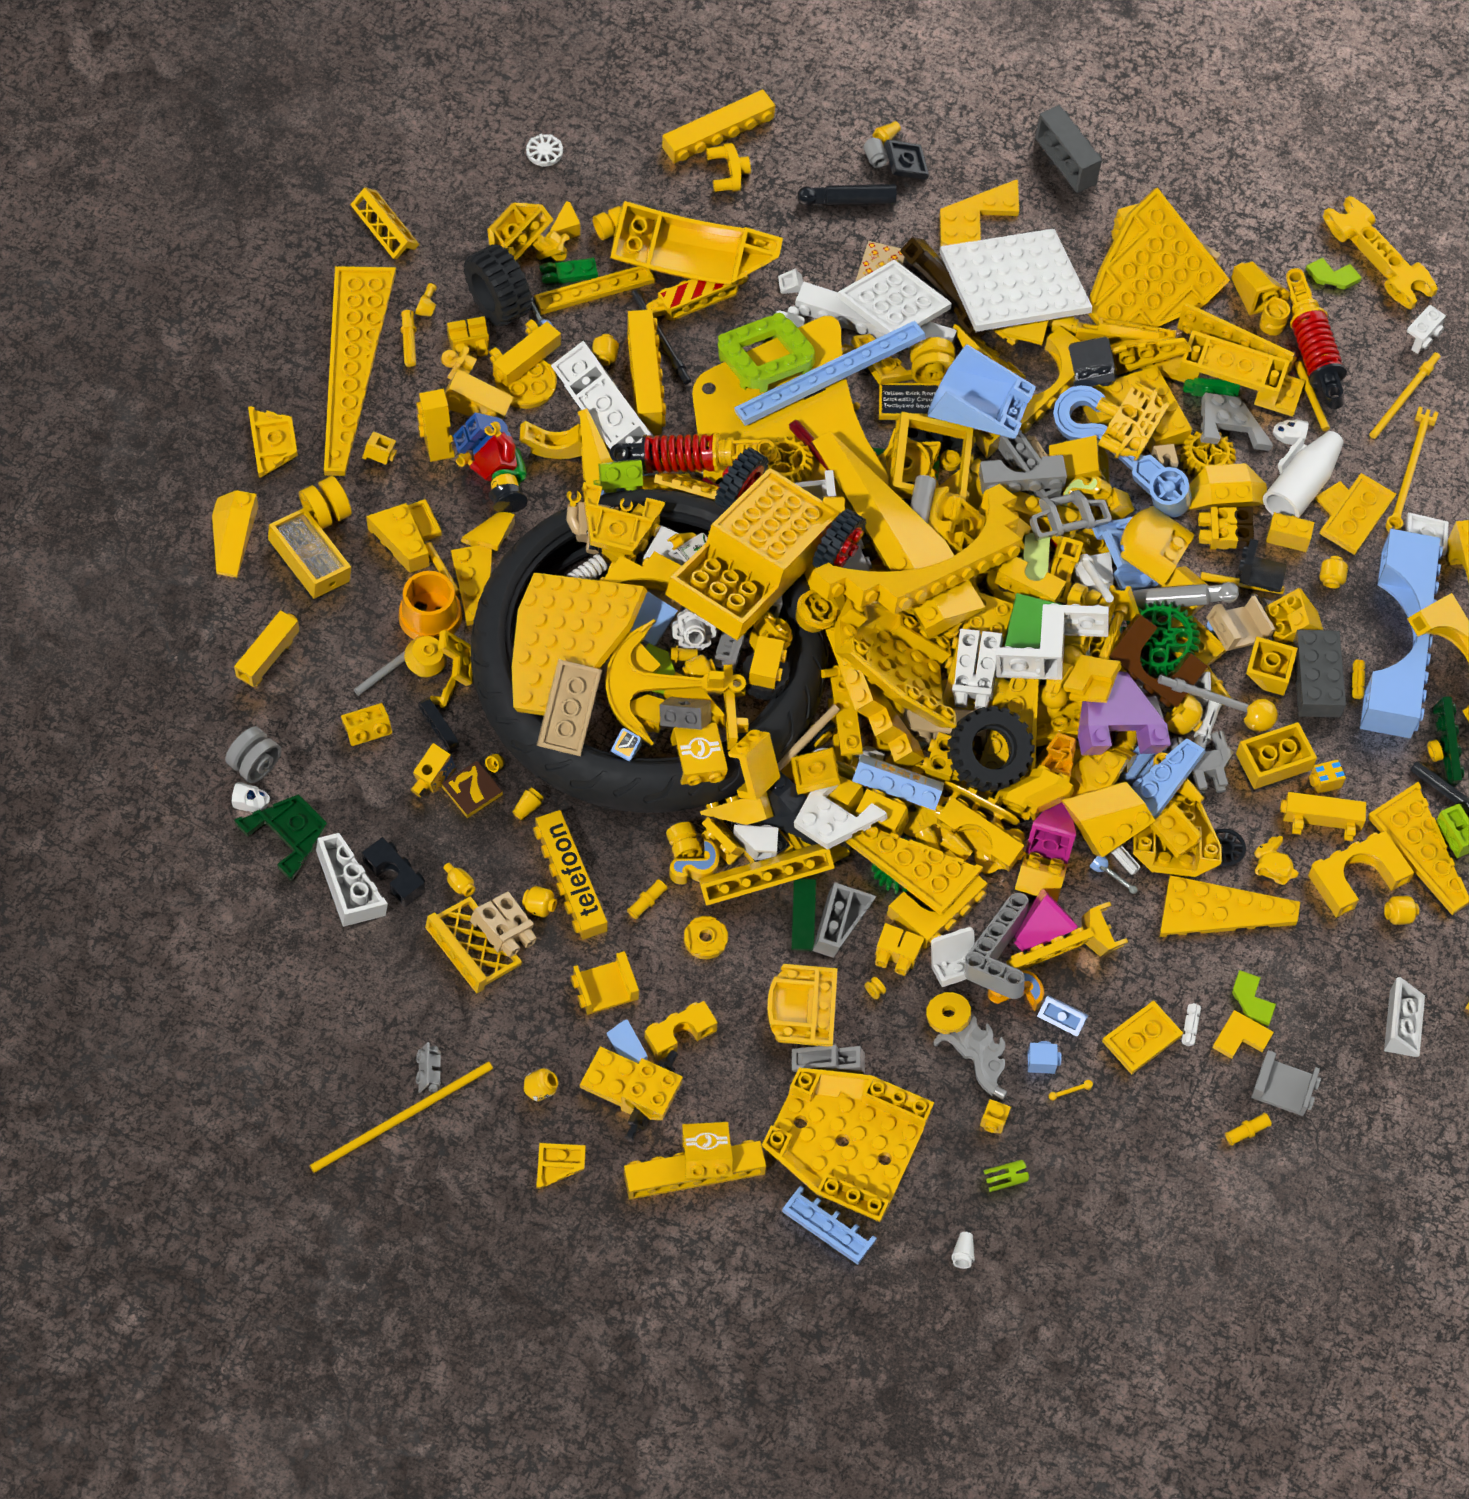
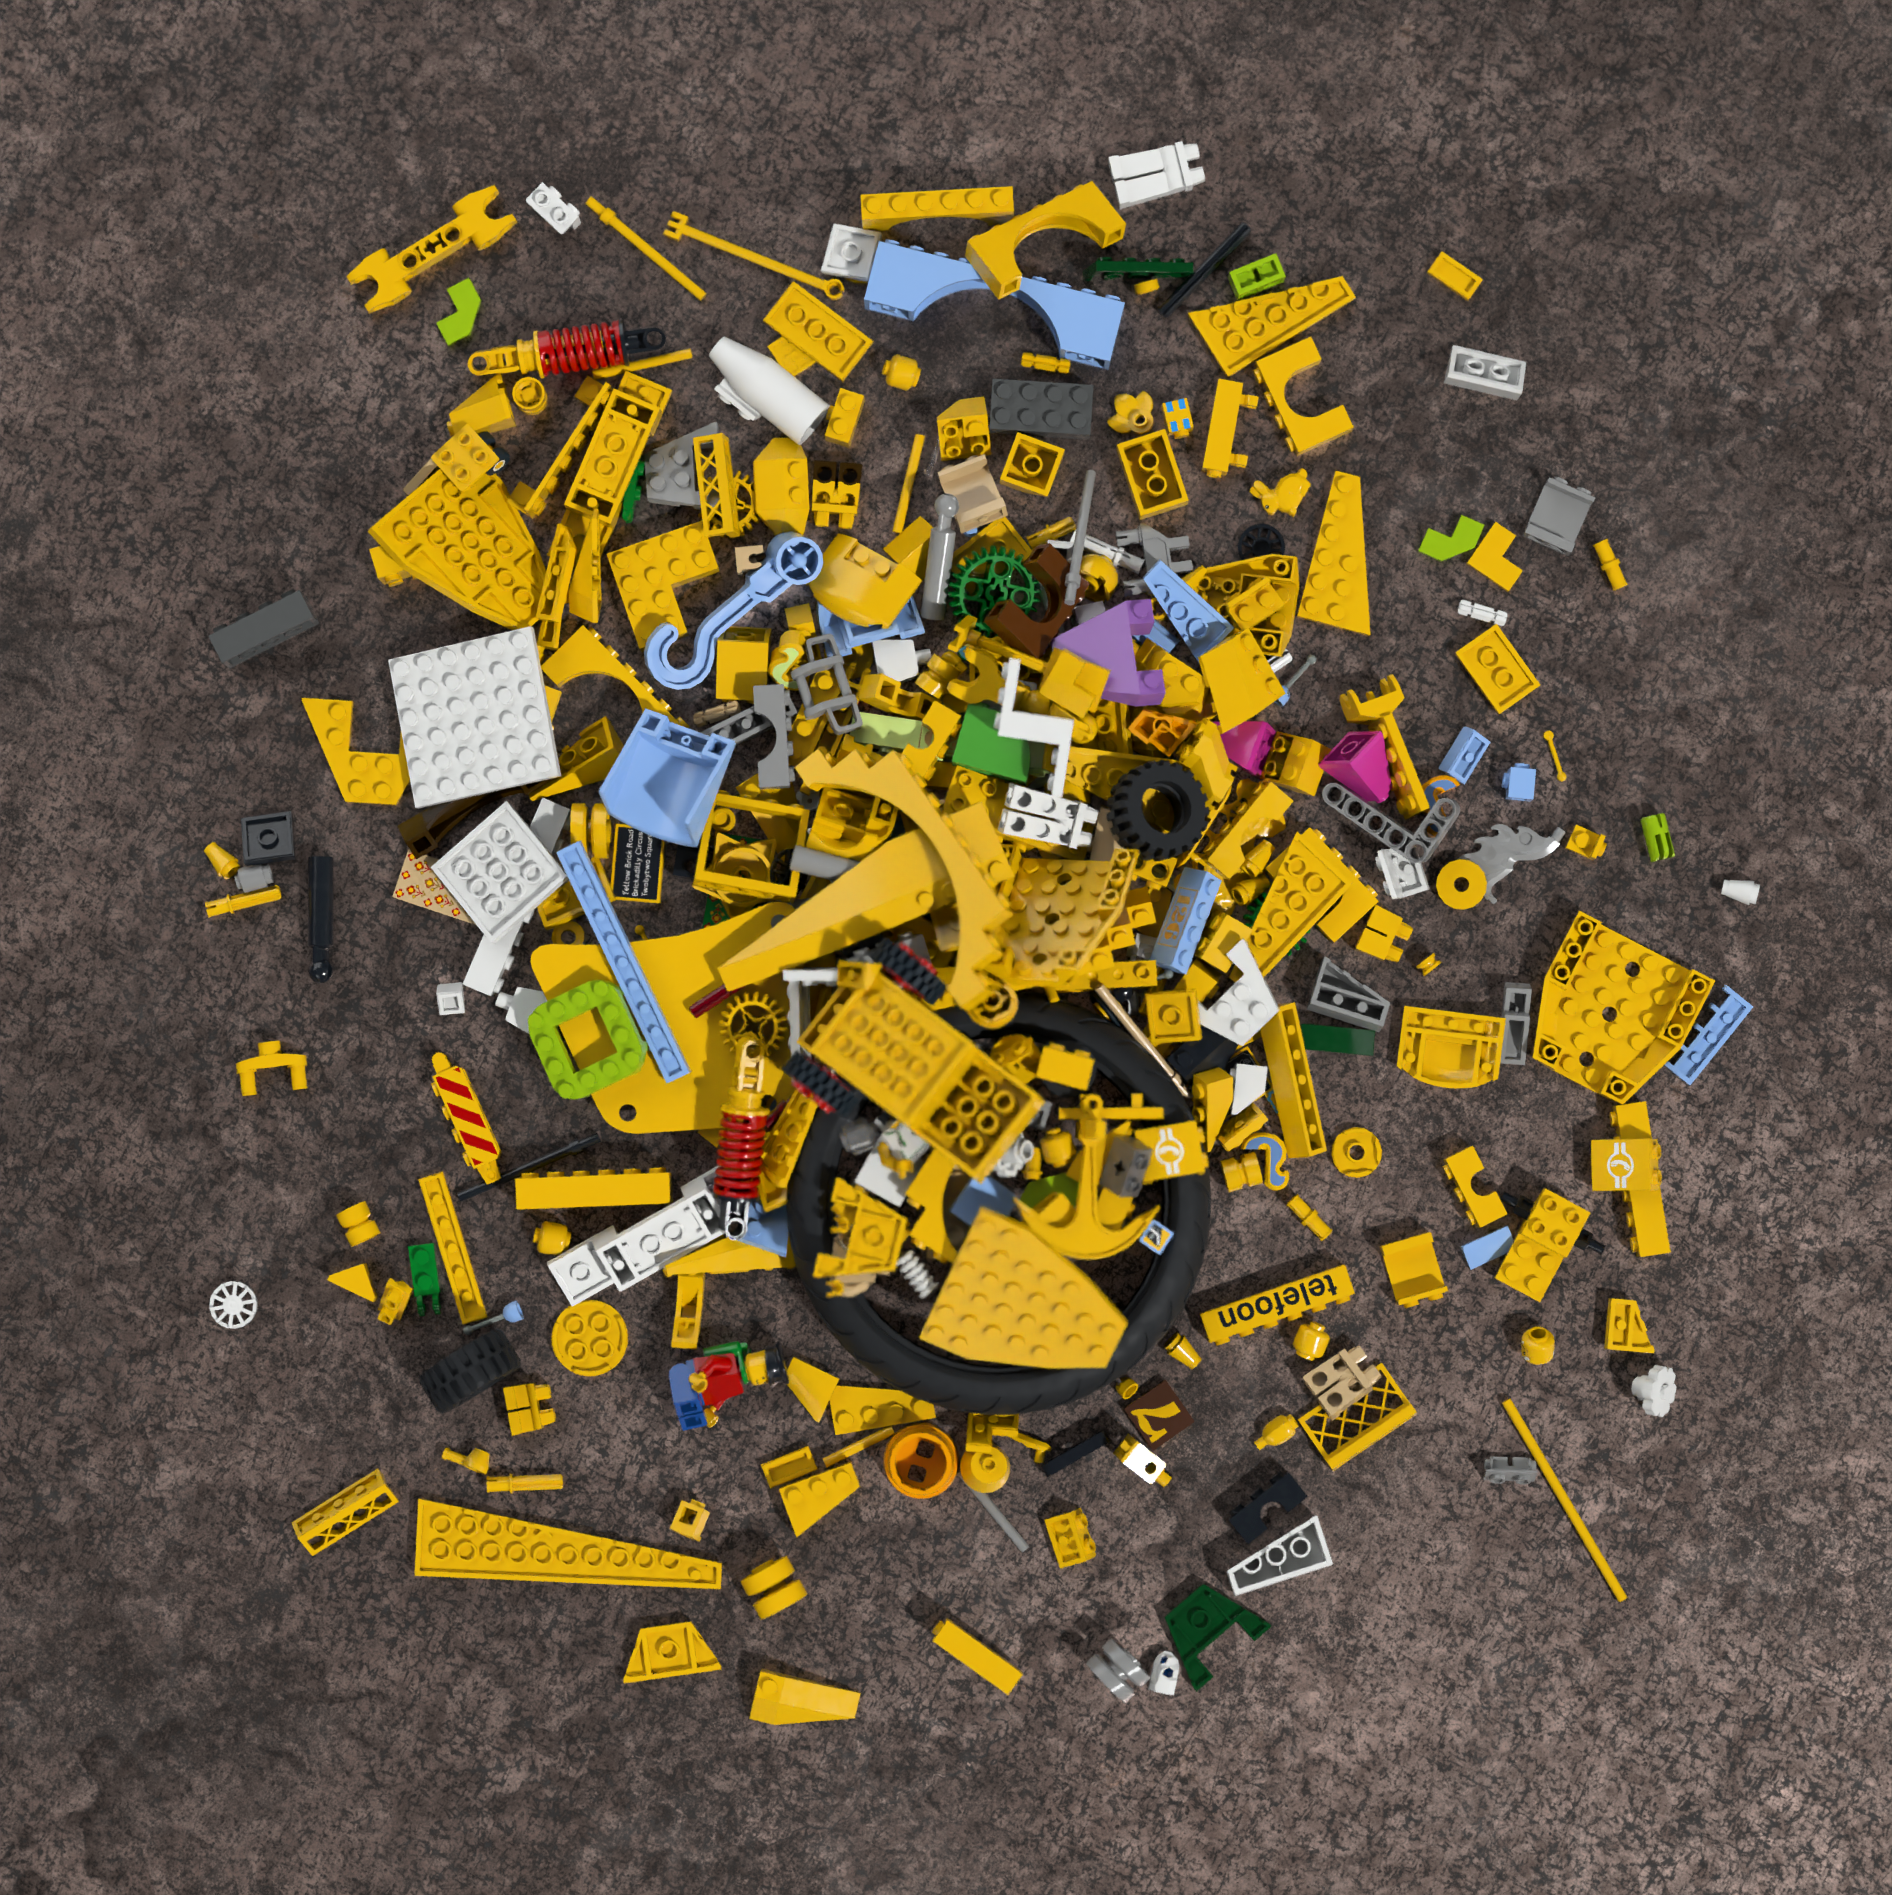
camera: 80 degrees left, 25 degrees up
(309, 553) = (839, 1606): brick -> none
(435, 424) = (671, 1450): yellow wedge -> none
(462, 362) = (571, 1422): yellow hips -> none
(470, 395) = (623, 1401): yellow wedge -> none
(502, 1186) = (1655, 1390): none -> white plant
(519, 227) = (379, 1346): yellow wedge -> none
(526, 354) = (560, 1337): yellow brick -> none
(569, 707) = (1120, 1302): tan tile -> none
(620, 475) = (779, 1230): lime bracket -> none
(690, 246) = (412, 1126): yellow slope -> none
(698, 521) = (858, 1136): none -> clear head
(718, 126) = (206, 1078): yellow brick -> none
(757, 764) = (1178, 1087): yellow panel -> none
(831, 740) = (1126, 993): none -> black hinge
(854, 141) = (243, 900): none -> yellow axle
(1086, 562) = (893, 670): white bar -> none
(1093, 362) = (613, 634): black bracket -> none
(1132, 421) = (703, 577): yellow piece -> none
(1223, 271) = (469, 457): none -> yellow plate
(1224, 438) = (725, 484): none -> yellow fence
(1260, 571) = (899, 459): black bracket -> none
(1261, 715) = (1098, 484): yellow hair -> none
(1291, 431) = (697, 396): white rock -> none
(1326, 745) = (1129, 411): none -> yellow plate
(1401, 910) = (1352, 356): yellow head -> none

